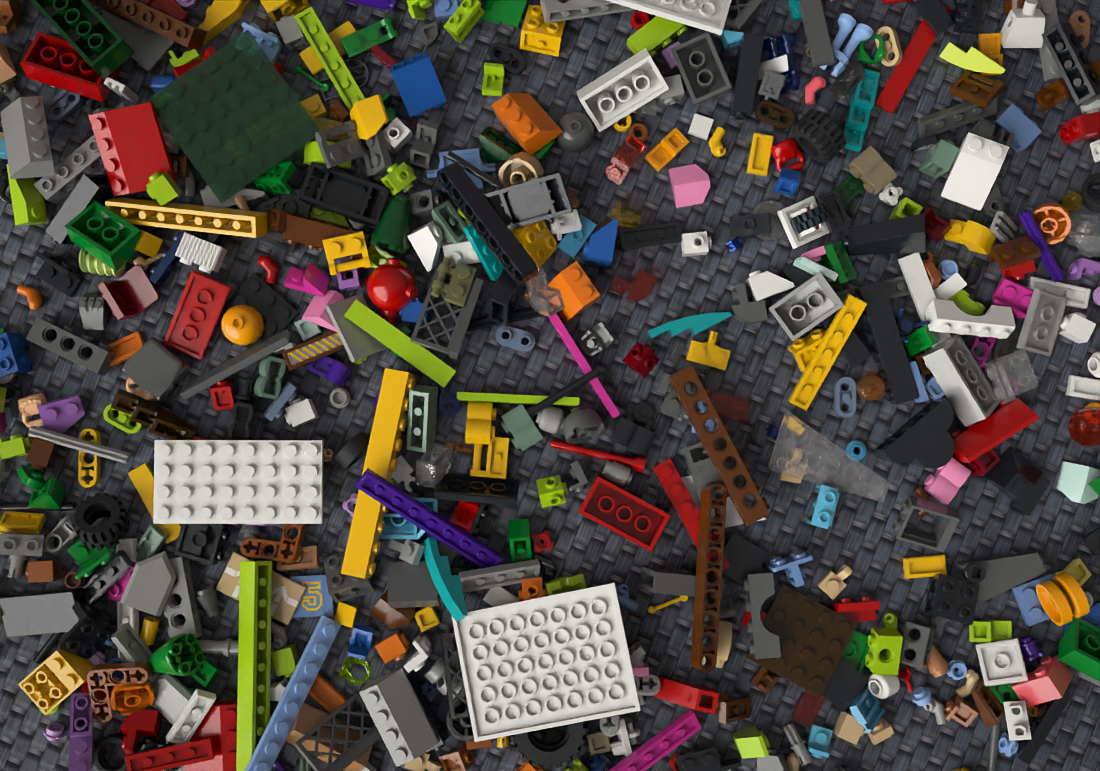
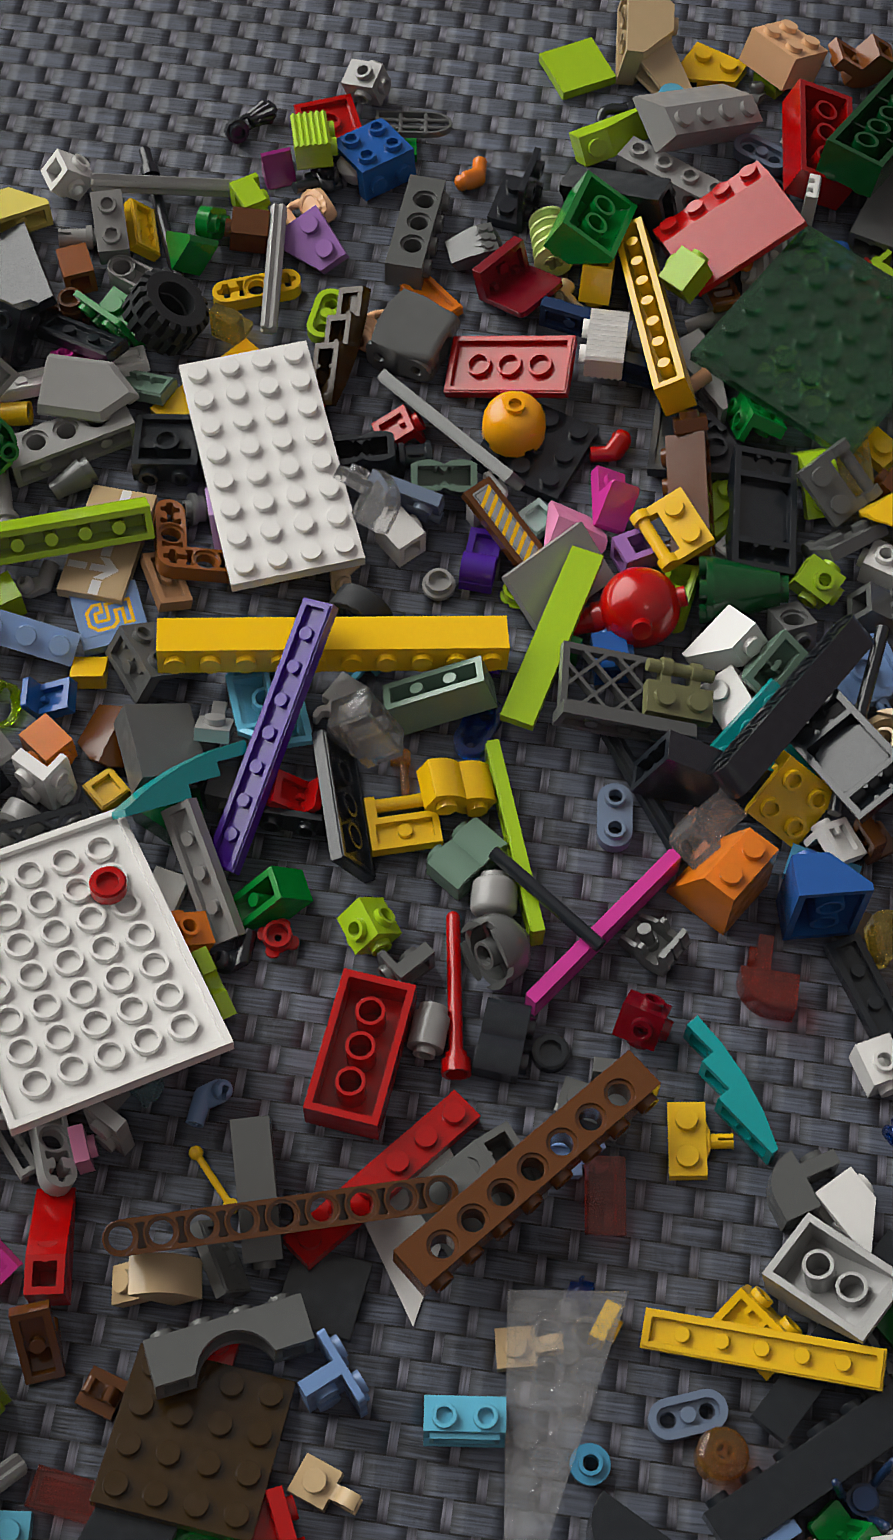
camera: 75 degrees right, 25 degrees down
(116, 480) = (229, 324): none -> clear yellow bracket
(281, 422) = (378, 499): none -> clear brick
(503, 632) = (108, 885): none -> red tile

